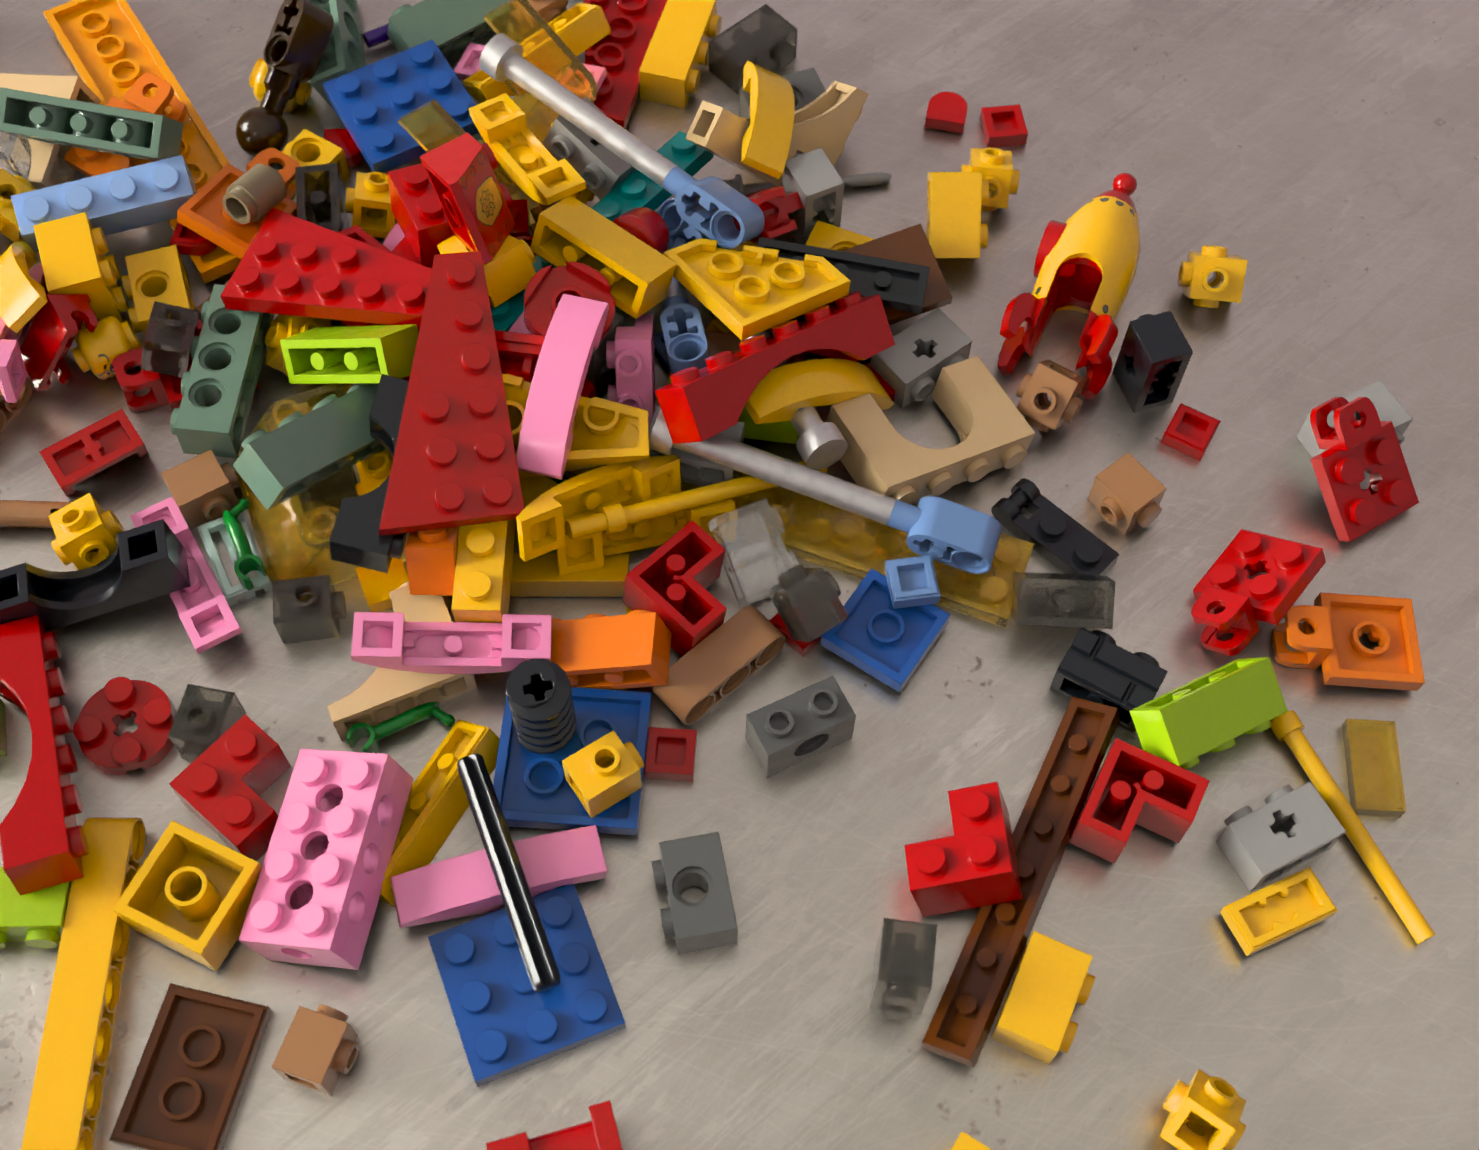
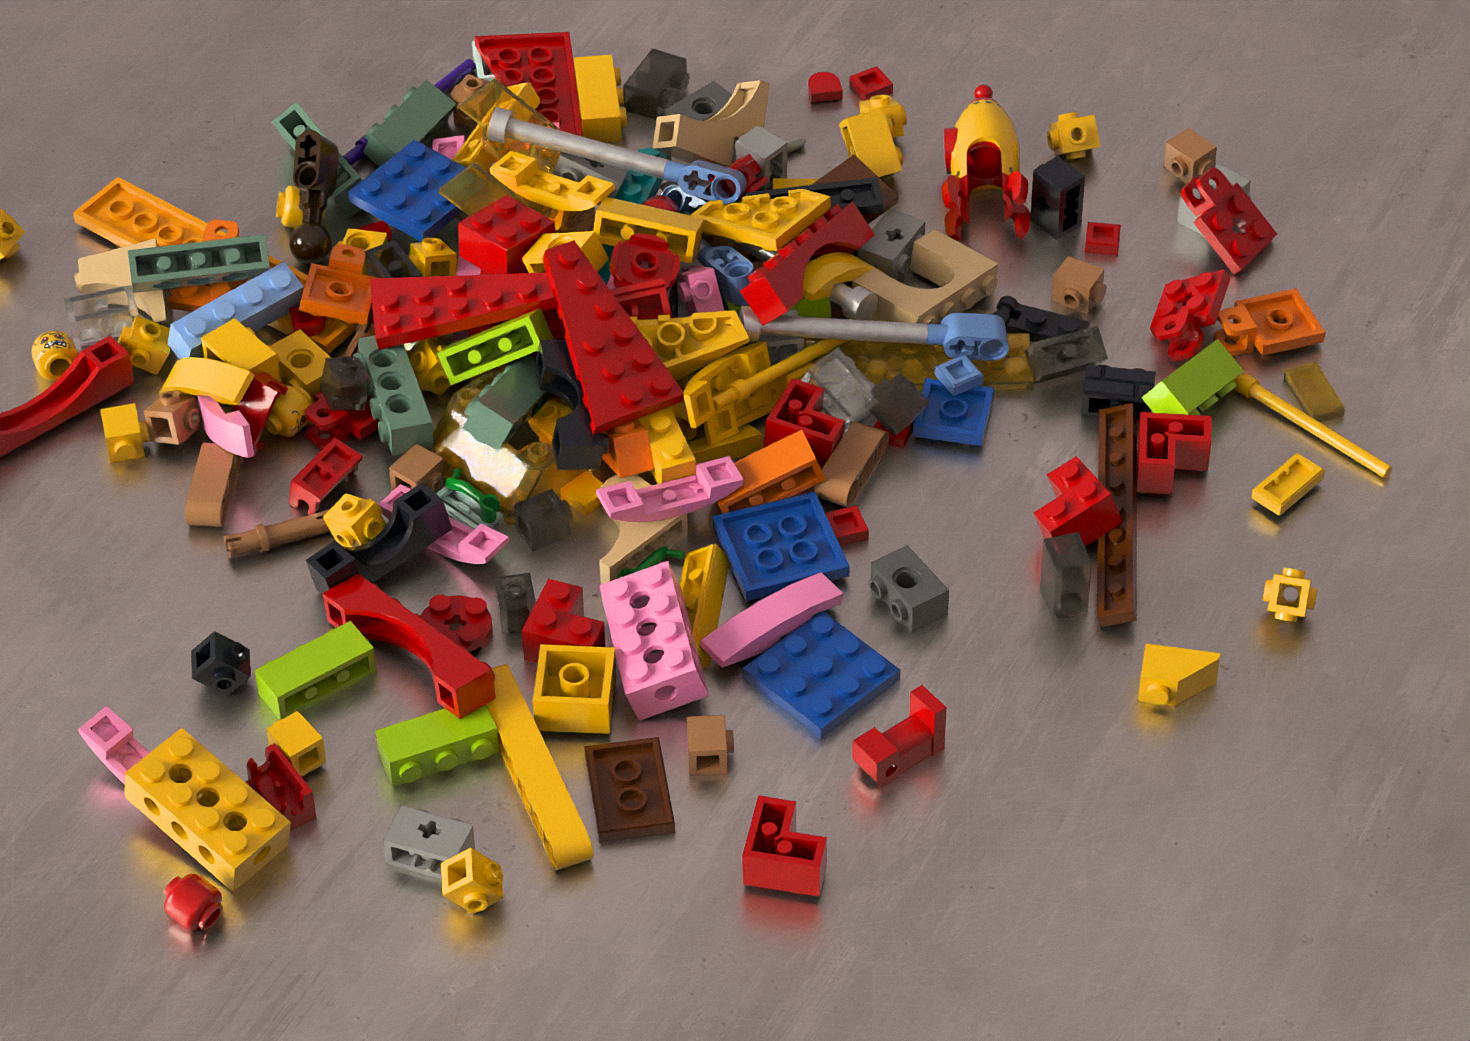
camera: 20 degrees left, 15 degrees down
(254, 194) = (352, 272): dark tan brick -> none
(471, 194) = (540, 209): red slope -> none
(508, 873) = (782, 604): black axle -> none
(541, 706) = (754, 506): black piece -> none
(558, 385) = (670, 310): bright pink slope -> none
(604, 773) = (812, 537): yellow brick -> none
(771, 120) = (717, 125): yellow slope -> none
(800, 726) = (926, 479): dark grey brick -> none
(1043, 998) = (1161, 572): yellow brick -> none
(1063, 389) = (992, 228): medium nougat brick -> none
(1305, 832) = (1269, 441): light grey brick -> none
(1349, 353) = (1189, 155): none -> medium nougat brick

